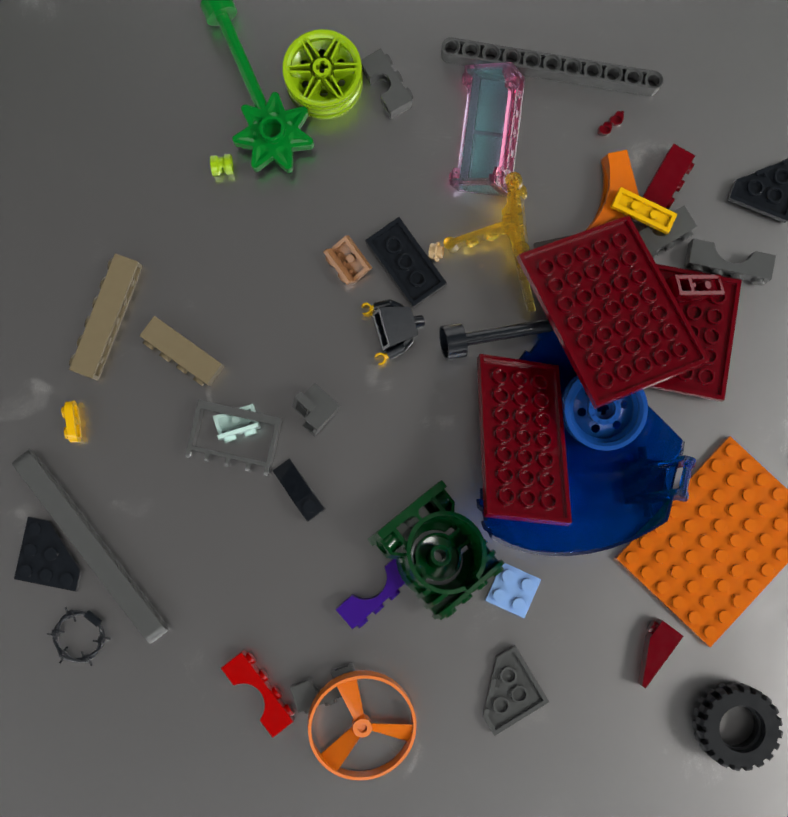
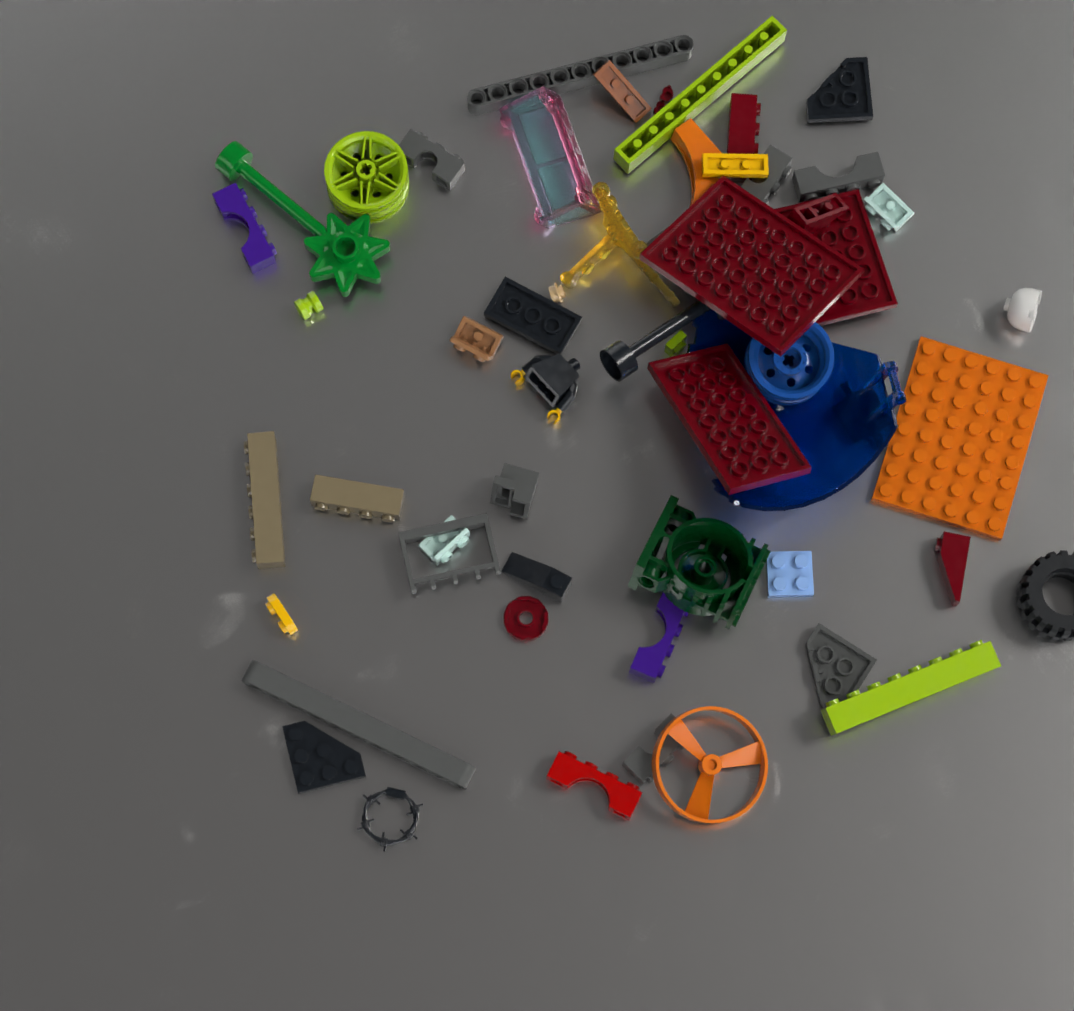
camera: 30 degrees left, 10 degrees down
(201, 96) = (233, 206): none -> dark purple arch
(260, 518) = (529, 631): none -> dark red tile
(515, 344) = (676, 343): none -> lime plate
(565, 741) = (911, 687): none -> lime brick
(579, 98) = (622, 91): none -> dark orange plate
(646, 131) = (700, 94): none -> lime brick
(759, 308) = (888, 207): none -> light aqua bracket

